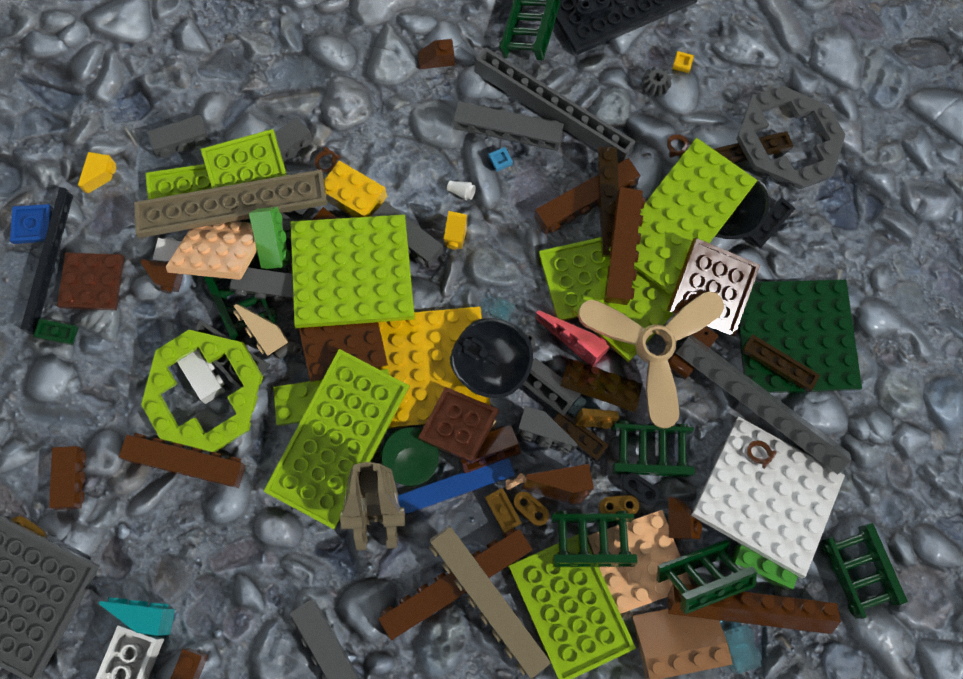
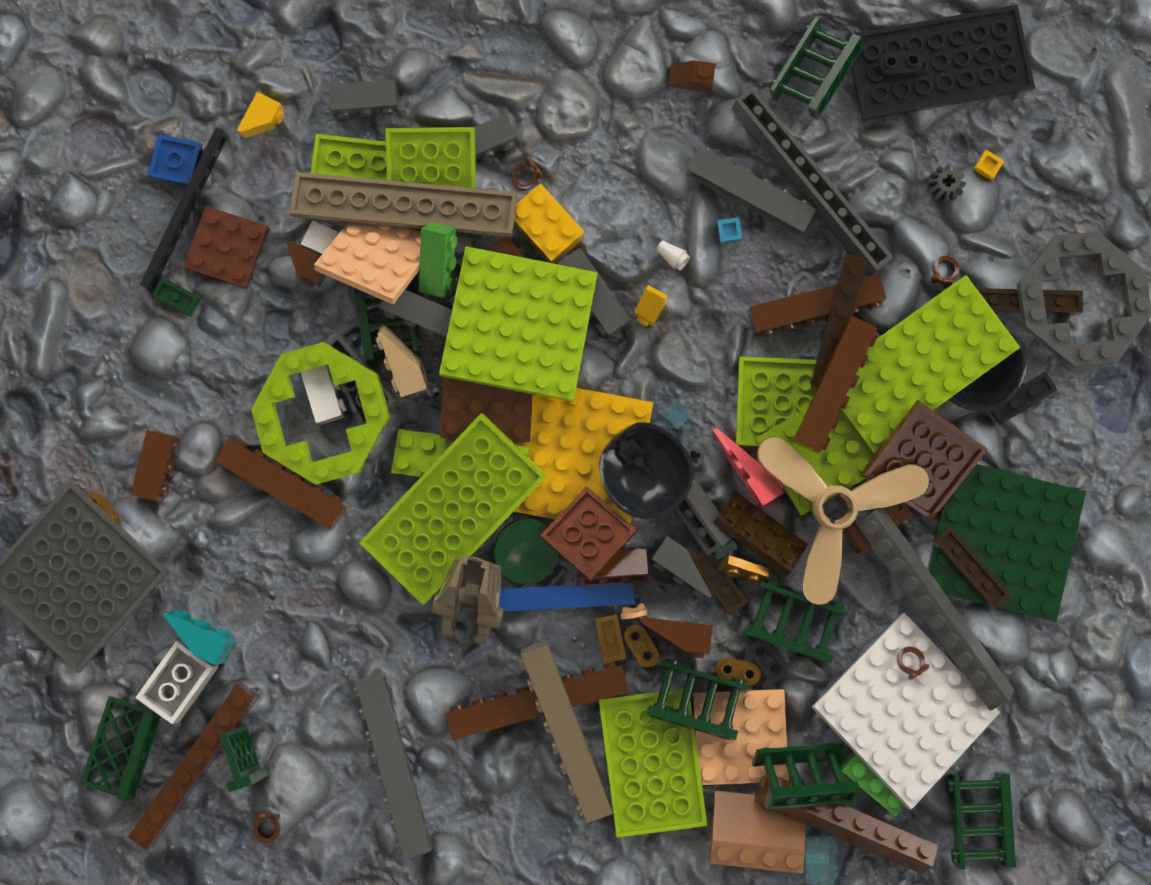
camera: 25 degrees right, 10 degrees up
(681, 523) = (799, 709): reddish brown slope -> none

